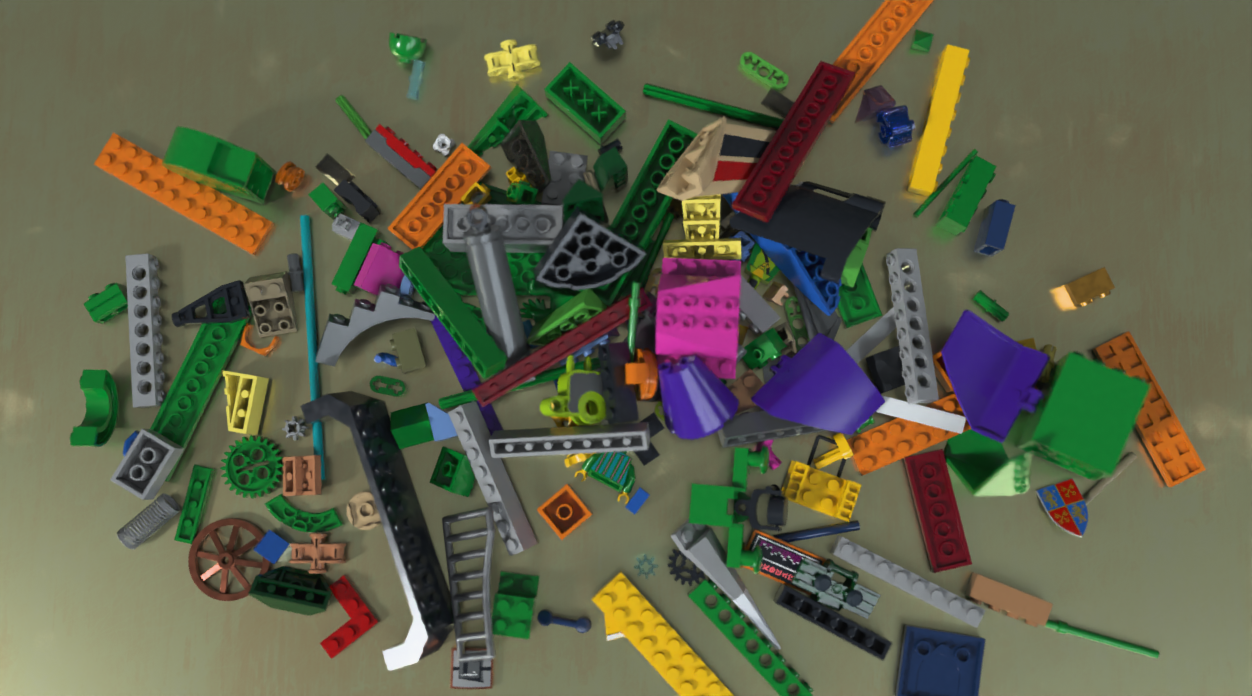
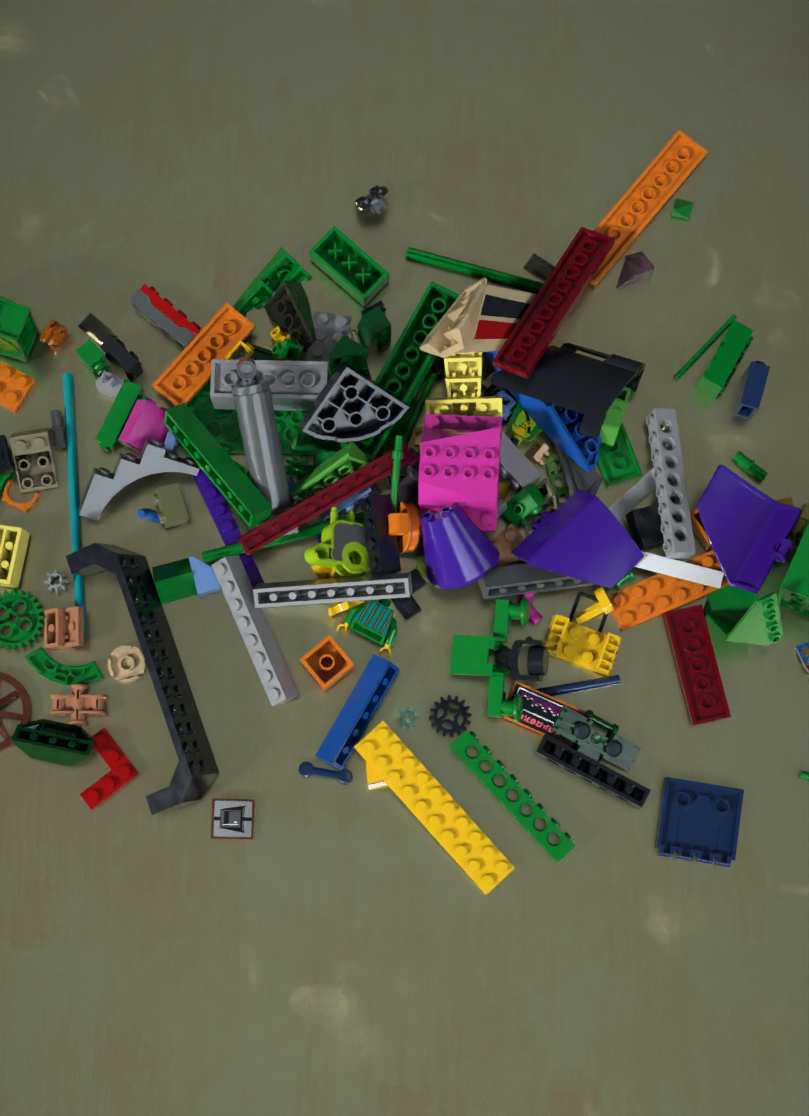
camera: 10 degrees left, 5 degrees down
(271, 546) = (32, 697): blue piece -> none
(353, 116) = (116, 275): bright green axle -> none
(389, 381) = (149, 545): green beam -> none
(407, 47) = (171, 209): green cylinder -> none
(415, 79) = (180, 241): clear light blue pin -> none
(444, 149) = (206, 299): white plate -> none
(453, 472) = (215, 625): green slope -> none
(484, 573) = (217, 748): flat silver bar -> none
(506, 62) = (282, 222): light yellow axle -> none
(515, 604) = (276, 754): green bracket -> none
(595, 561) = (357, 712): none -> blue brick
(637, 500) = (399, 652): blue piece -> none
(707, 553) = (468, 704): light grey plate -> none
(762, 63) = (527, 244): bright green beam -> none
(895, 126) = (654, 291): clear blue brick -> none
(907, 581) = (666, 733): light grey brick -> none
(937, 121) = (696, 286): yellow brick -> none
(1009, 599) = (766, 751): medium nougat brick -> none

